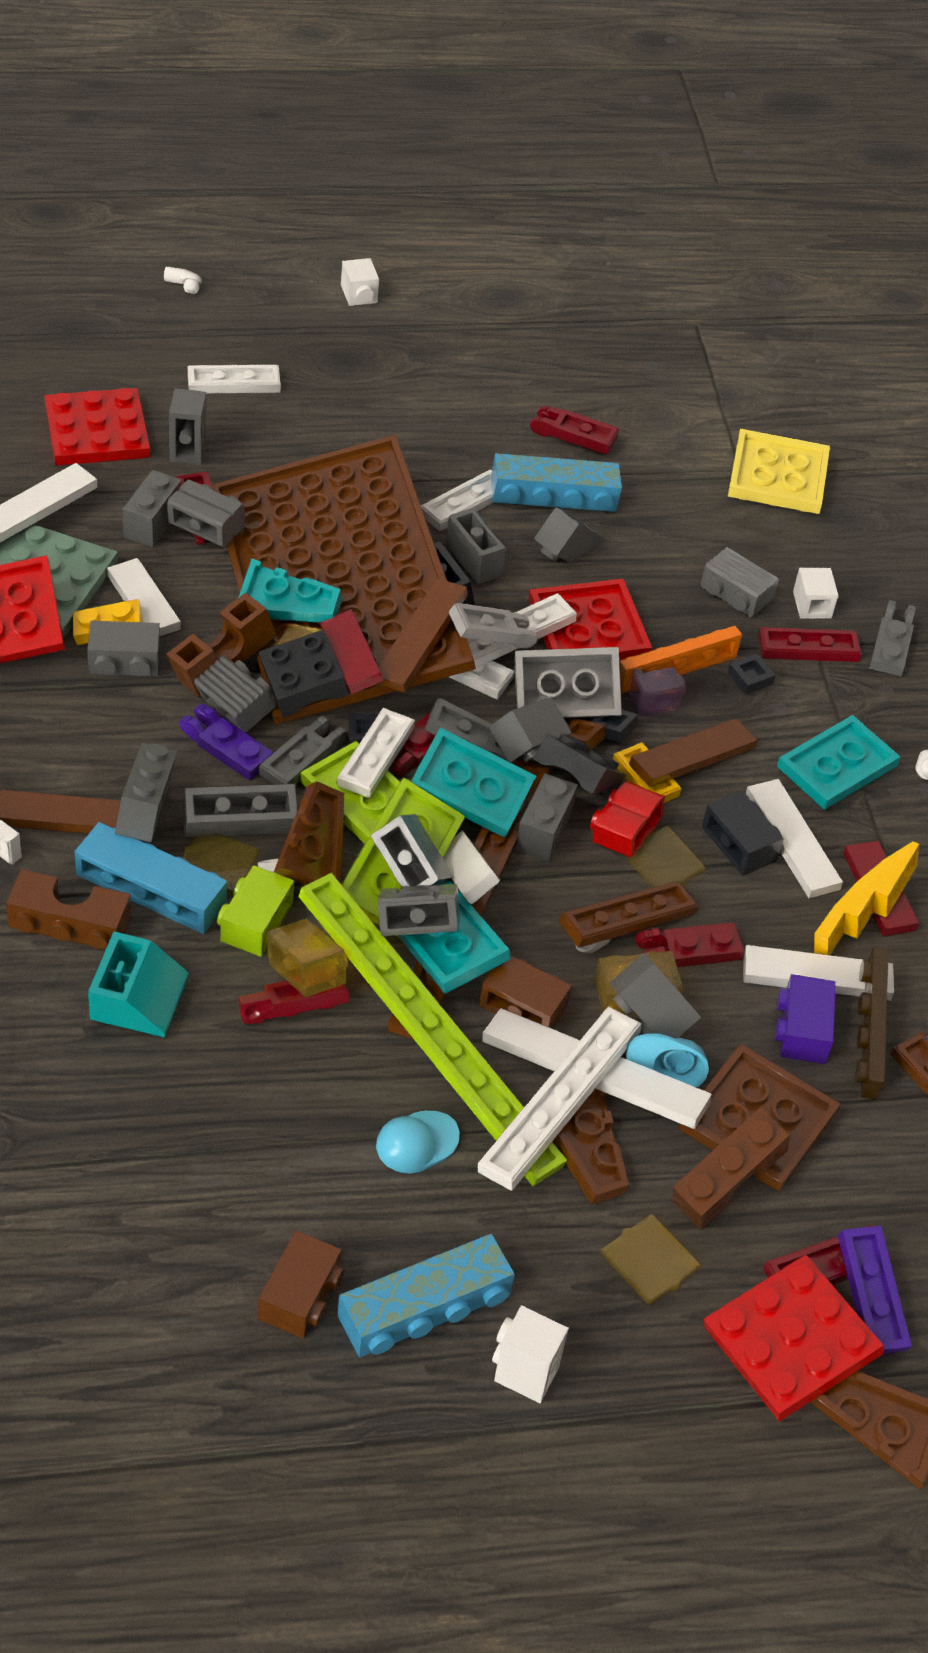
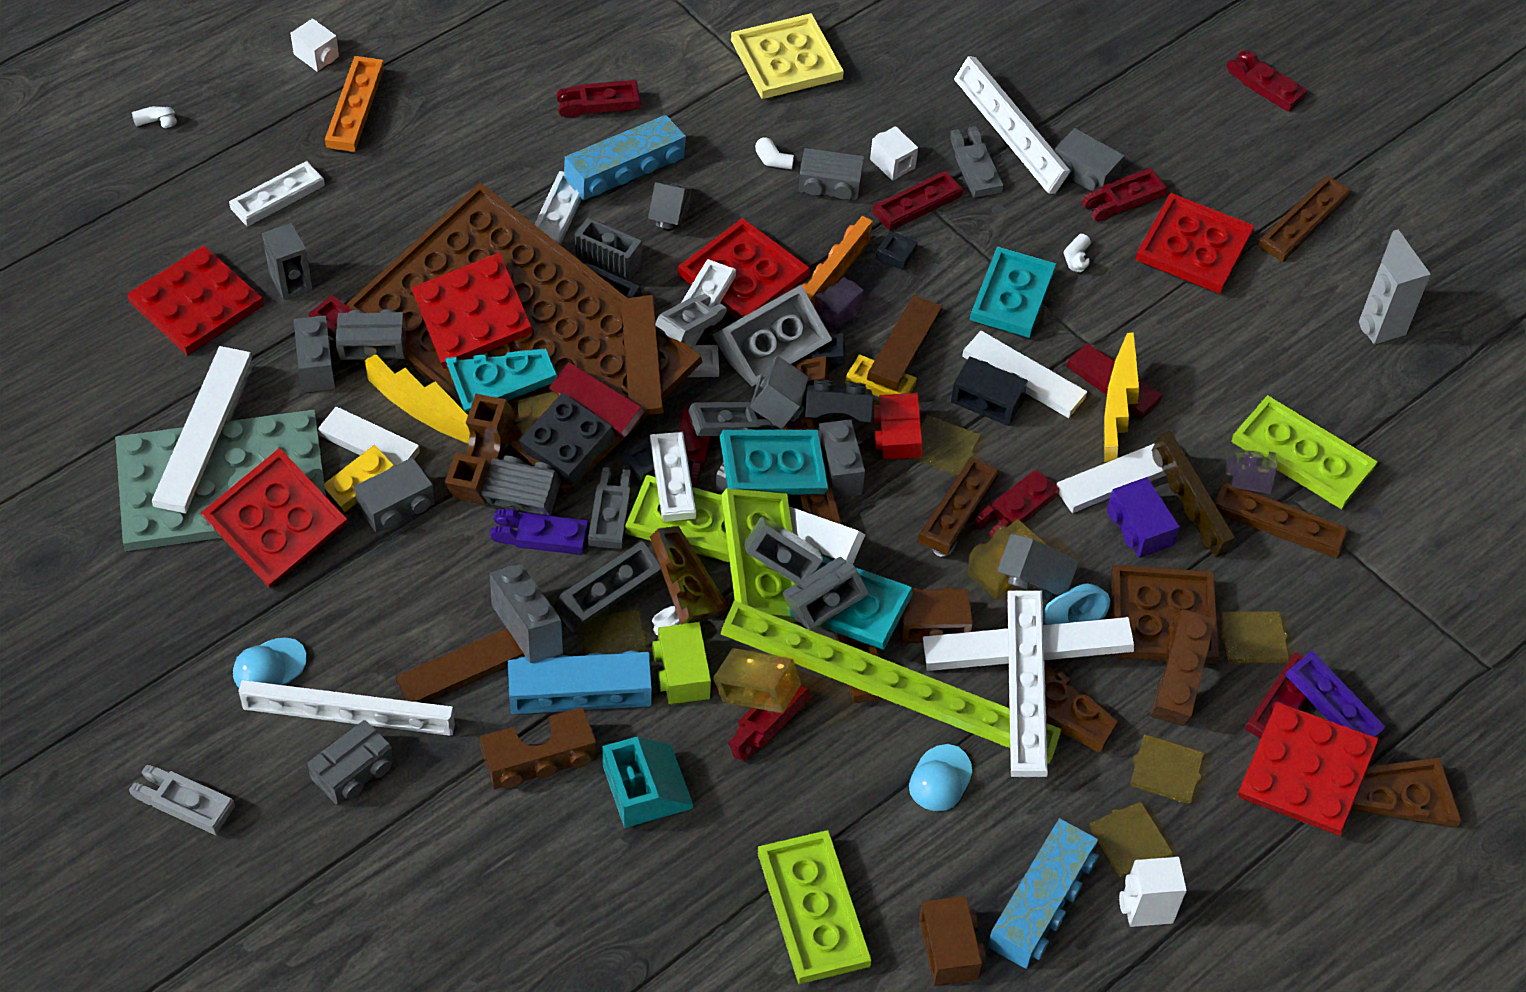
camera: 30 degrees left, 5 degrees up
(198, 1182) = (813, 907): none -> lime plate
(213, 590) = (423, 403): none -> yellow slope
(309, 532) = (472, 309): none -> red plate
(355, 340) = (354, 104): none -> orange plate
(563, 1296) = (1129, 837): none -> clear yellow piece
(696, 543) = (770, 155): none -> white arm
(841, 1189) = (1254, 637): none -> clear yellow piece

